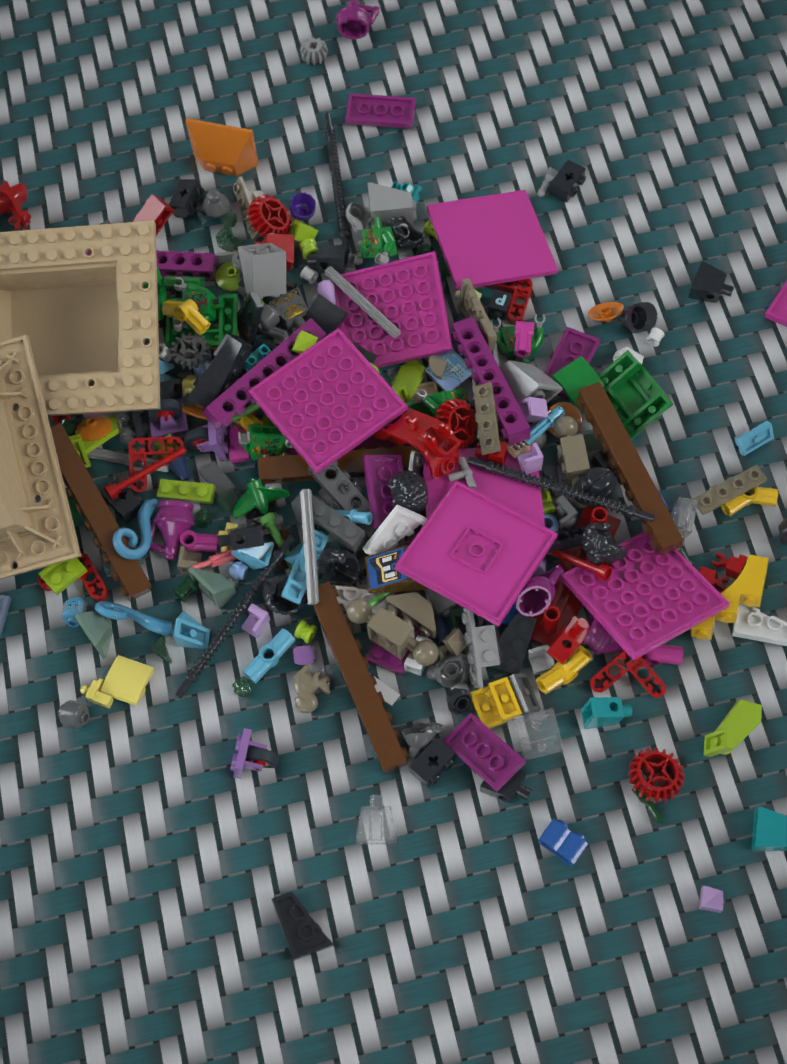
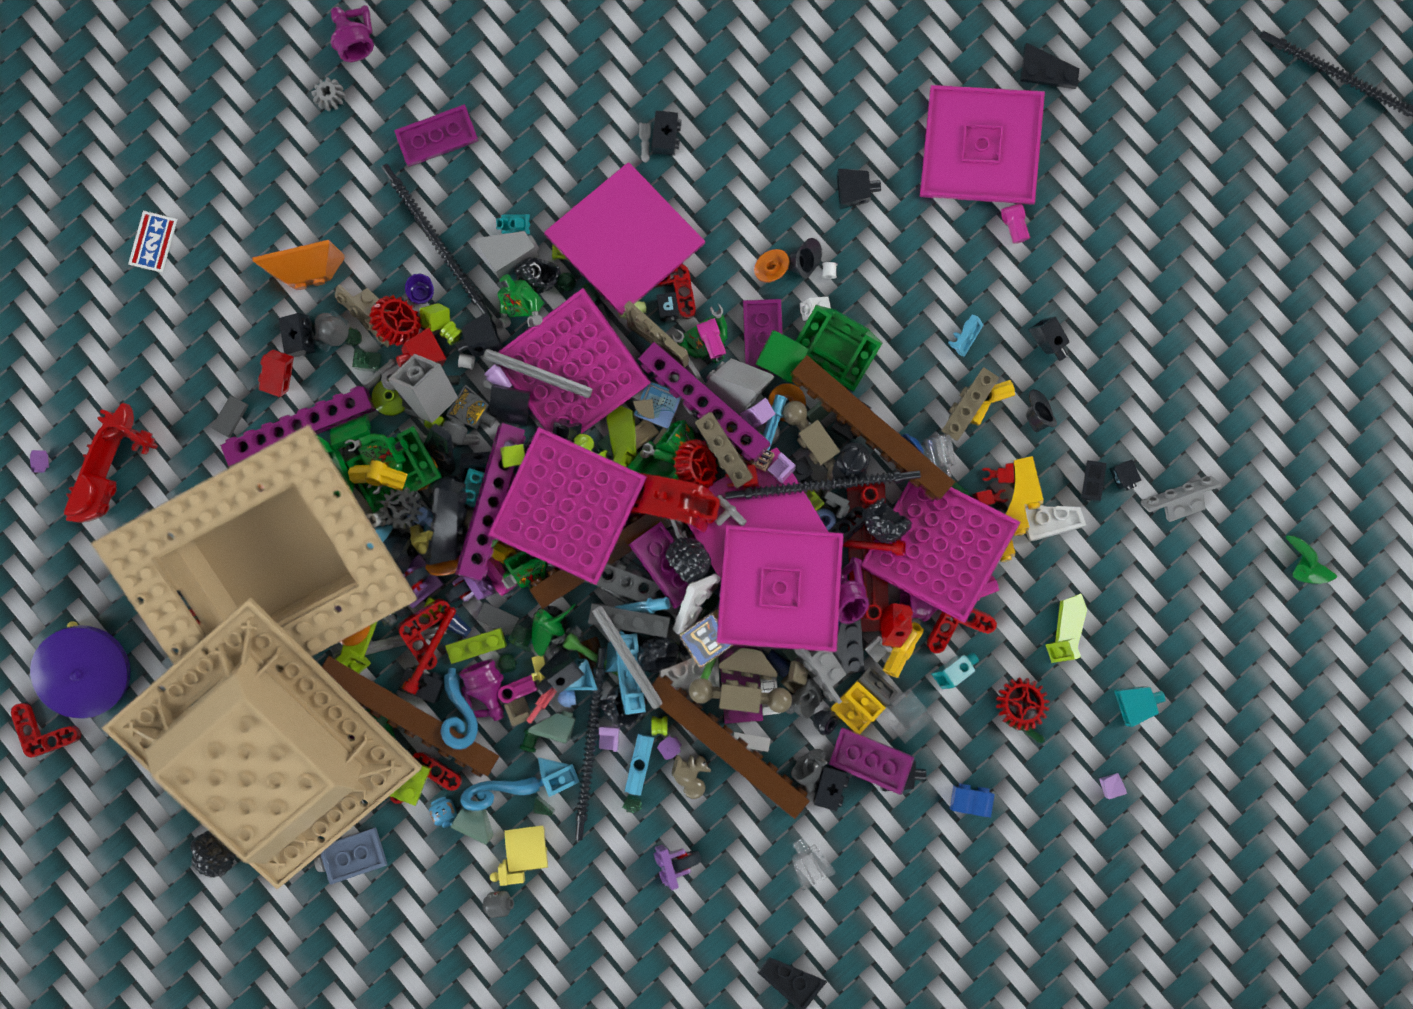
camera: 30 degrees left, 20 degrees up
(119, 95) = (152, 241): none -> sticker
(358, 216) = (481, 273): light grey hair -> none

